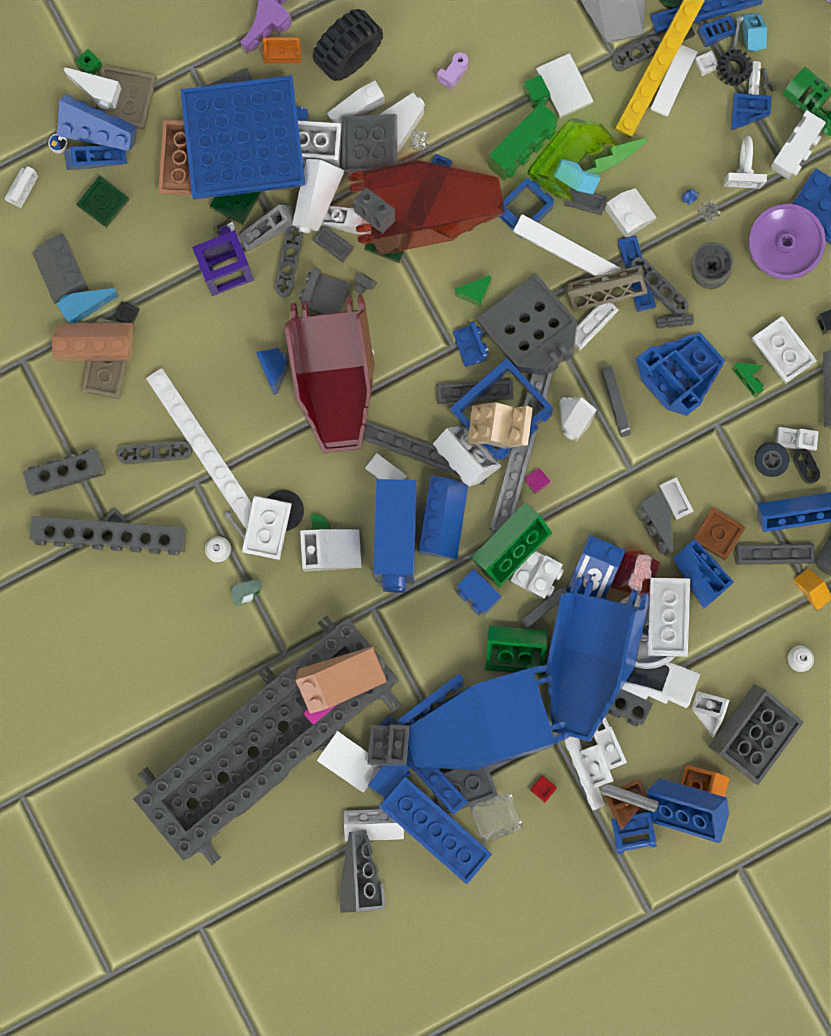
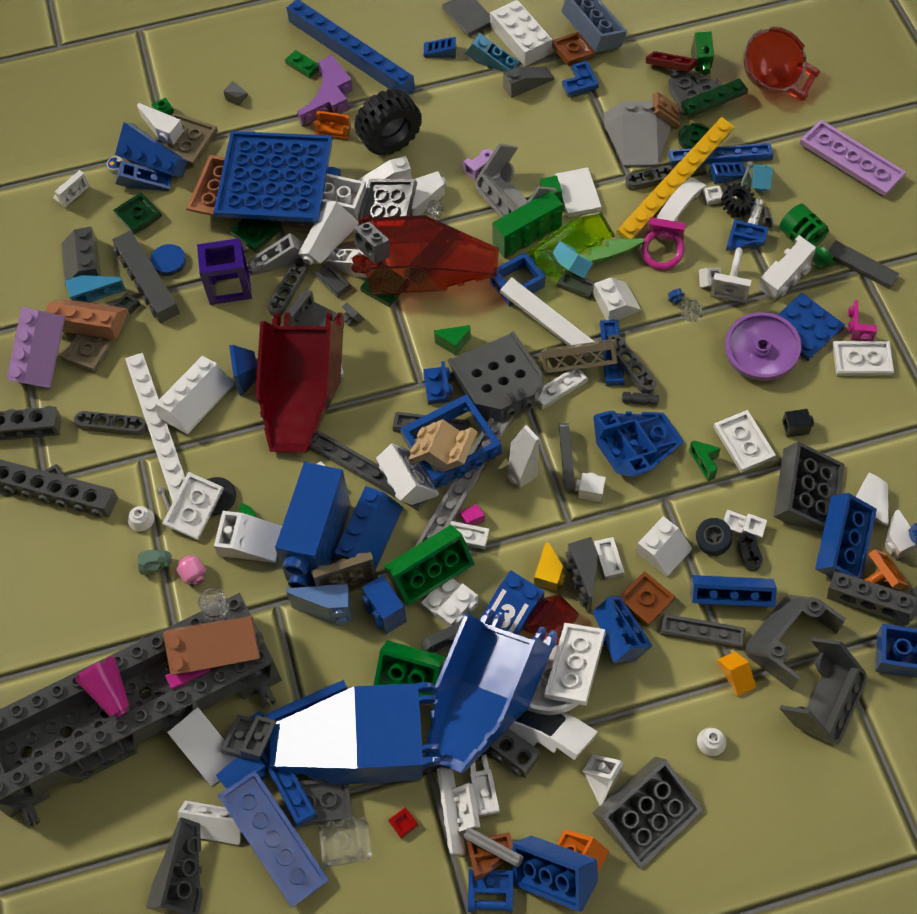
camera: 10 degrees right, 20 degrees down
(55, 389) = (35, 347): none -> lavender slope
(137, 278) = (145, 276): none -> dark grey brick
(153, 252) = (168, 259): none -> blue tile
(162, 25) = (235, 93): none -> dark grey slope
(232, 408) = (193, 395): none -> white slope
(254, 737) = (105, 686): none -> dark pink cone
(284, 593) = (191, 570): none -> bright pink head
(332, 641) = (214, 605): none -> clear wheel
(425, 602) = (325, 602): none -> medium blue slope
(436, 574) = (353, 571): none -> dark tan plate
(486, 104) = (495, 183): none -> light grey windscreen
(540, 502) = (473, 535): none -> white plate
(623, 523) = (549, 570): none -> yellow slope
(645, 429) = (590, 487): none -> white brick
(667, 123) = (667, 231): none -> dark pink tile
(712, 255) = (685, 352): dark grey wheel -> none
(720, 167) = (707, 275): none -> white slope
(726, 478) = (664, 546): none -> white slope

